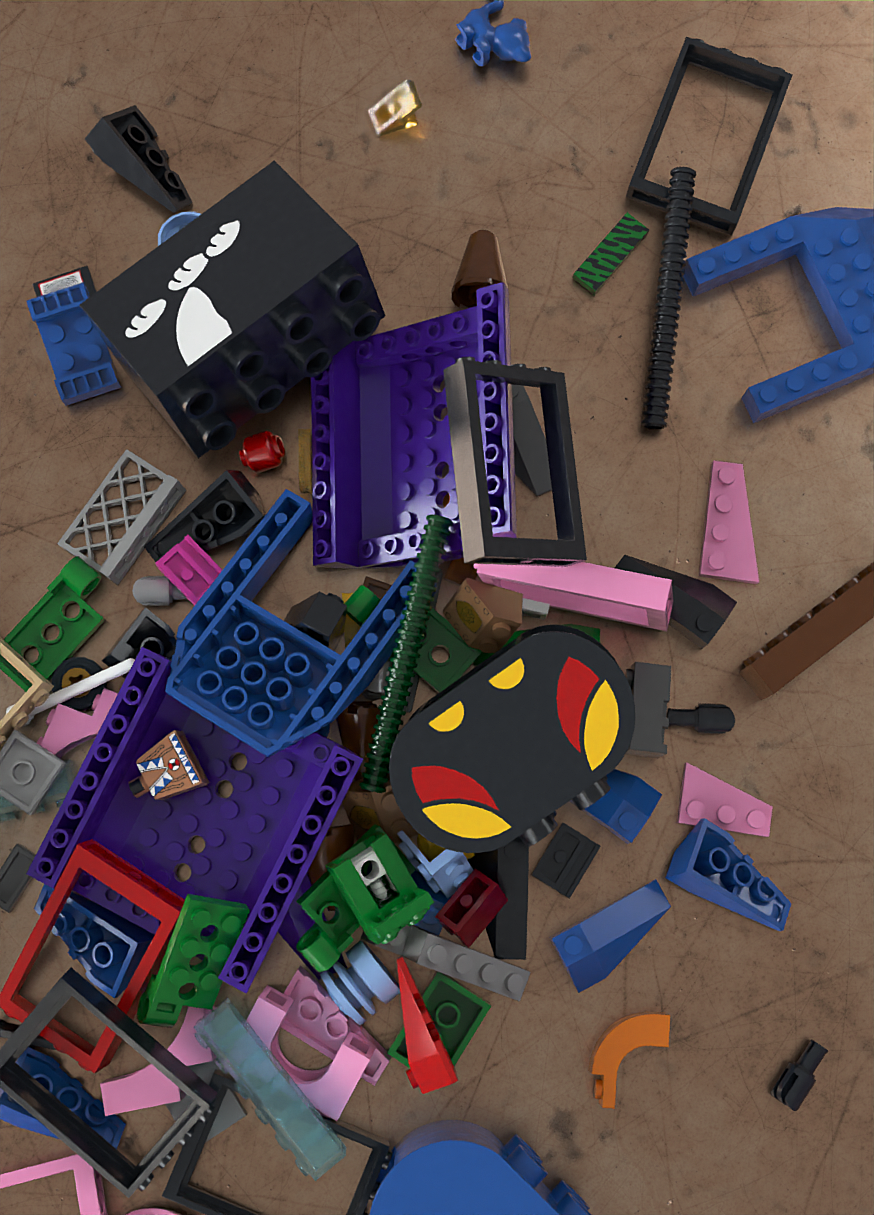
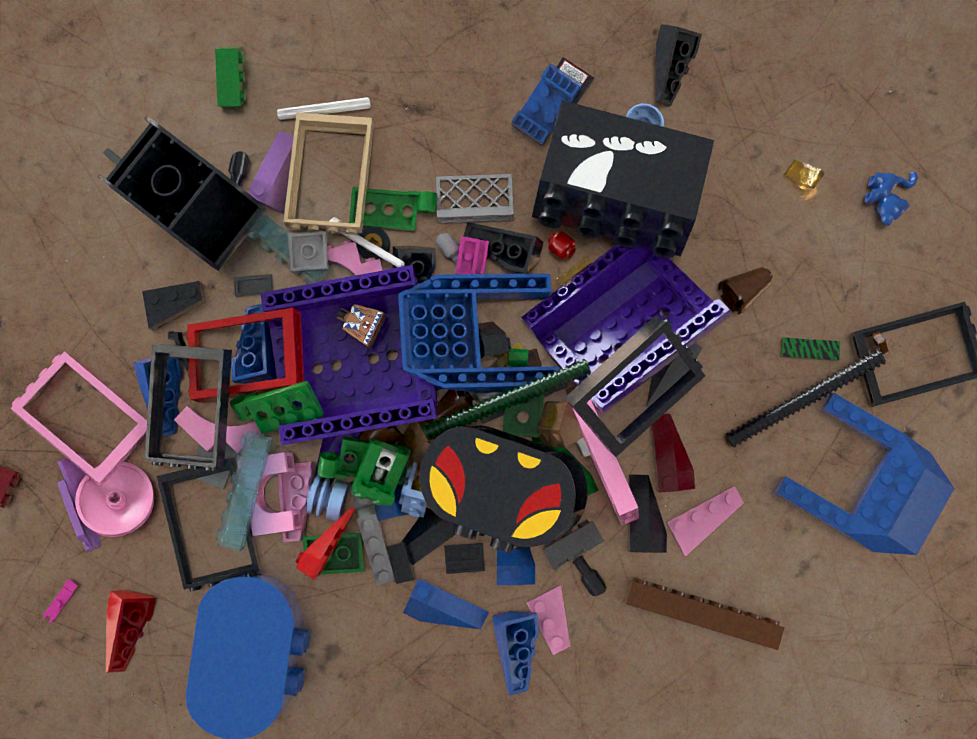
camera: 60 degrees right, 5 degrees up
(472, 907) = (404, 527): dark red brick -> none
(513, 947) = (401, 562): none -> black tile
(617, 1041) = (393, 649): orange arch -> none
(628, 514) = (671, 460): none -> dark red wedge
(662, 164) = (880, 342): none -> reddish brown tile

